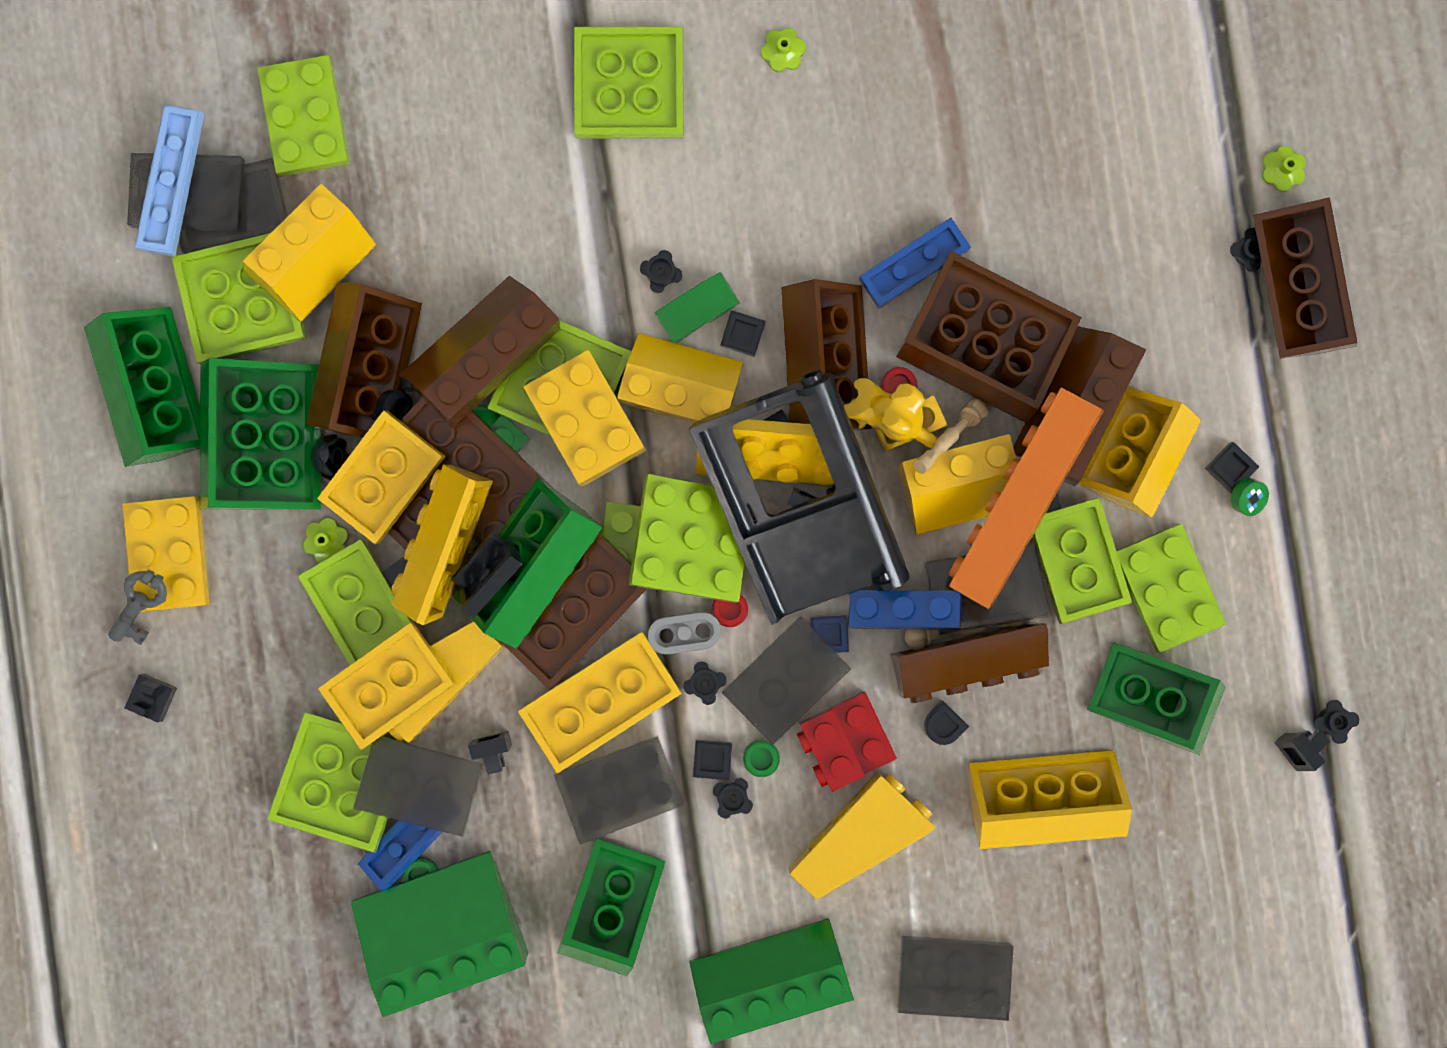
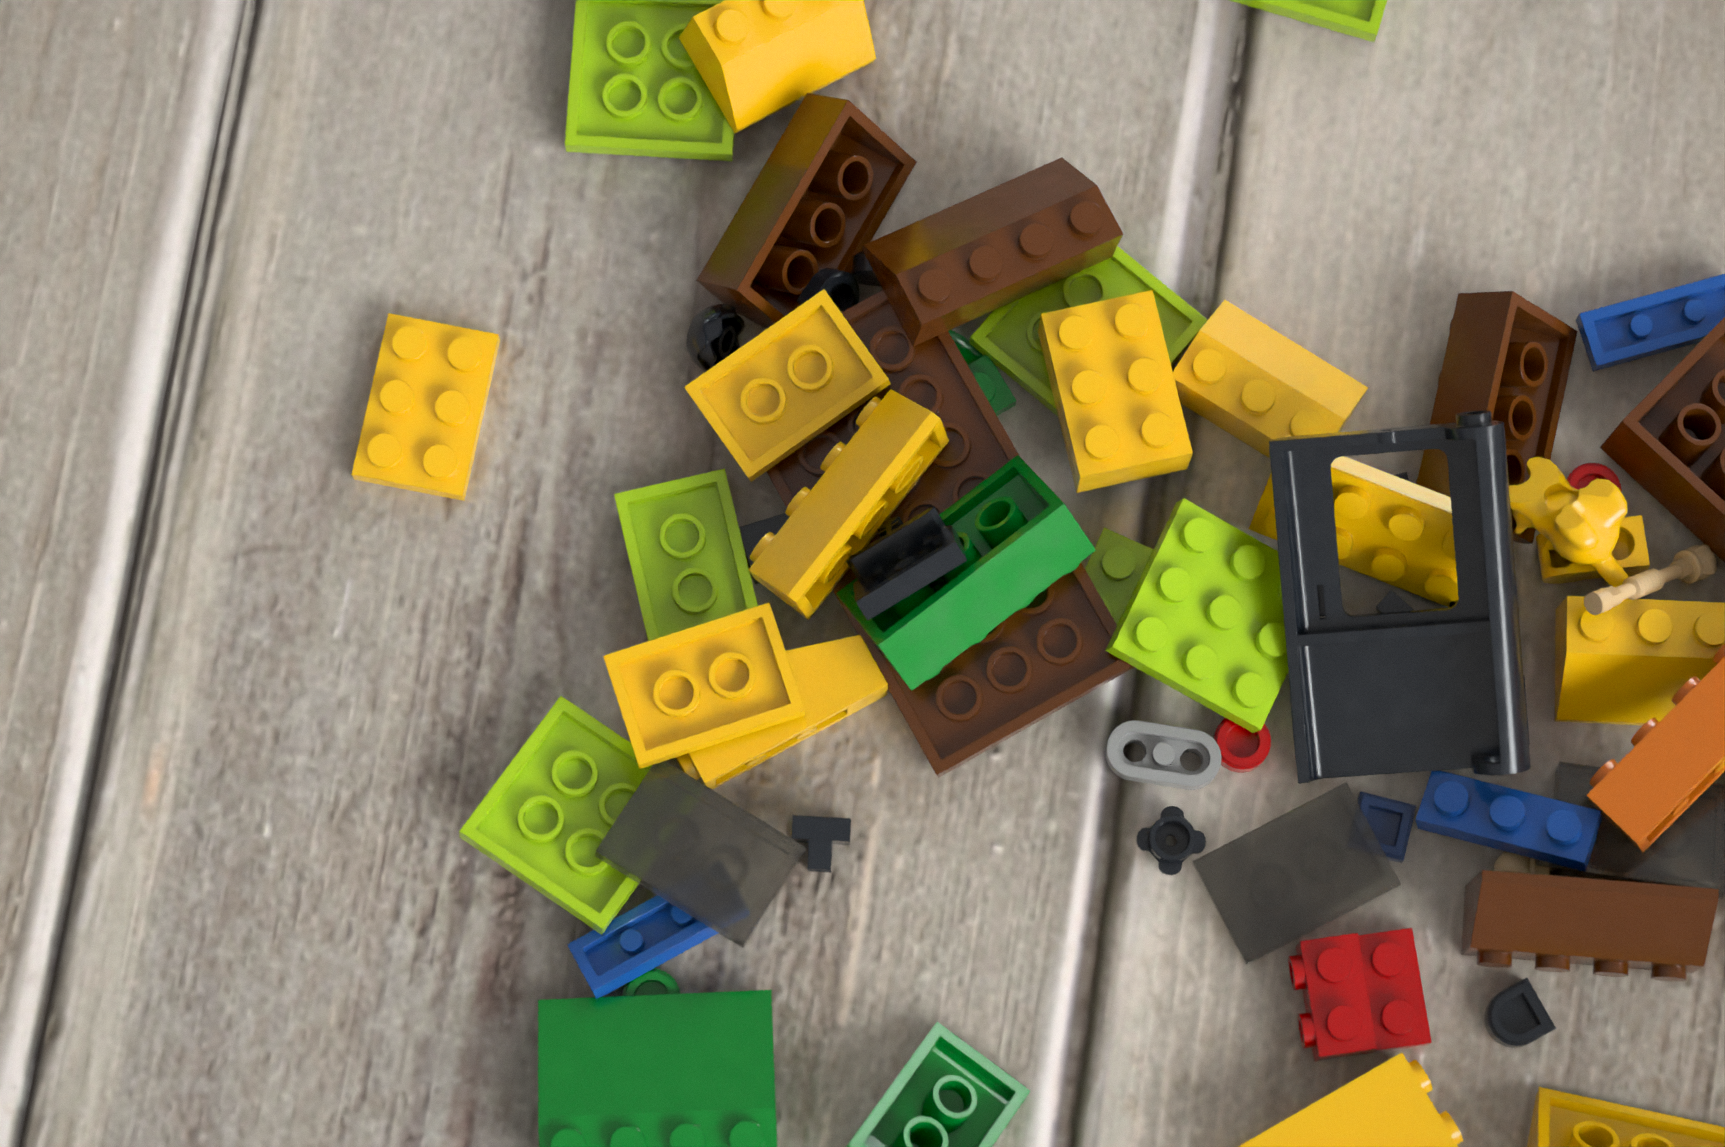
camera: 20 degrees right, 10 degrees down
(137, 602) = (370, 456): dark grey piece -> none
(145, 384) = (480, 155): green slope -> none
(150, 698) = (334, 607): black tile -> none
(257, 436) = (618, 276): green slope -> none
(333, 535) = (656, 469): lime plant -> none
(599, 702) = (1005, 818): yellow plate -> none
(619, 789) = (994, 957): clear smoke plate -> none
(661, 261) = (1286, 205): black plate -> none
(697, 307) = (1323, 287): green slope -> none
(712, 759) = (1148, 959): black tile -> none
(727, 807) = (1174, 1014): black plate -> none
(742, 333) = (1379, 346): black tile -> none
(761, 758) = (1223, 980): green tile -> none

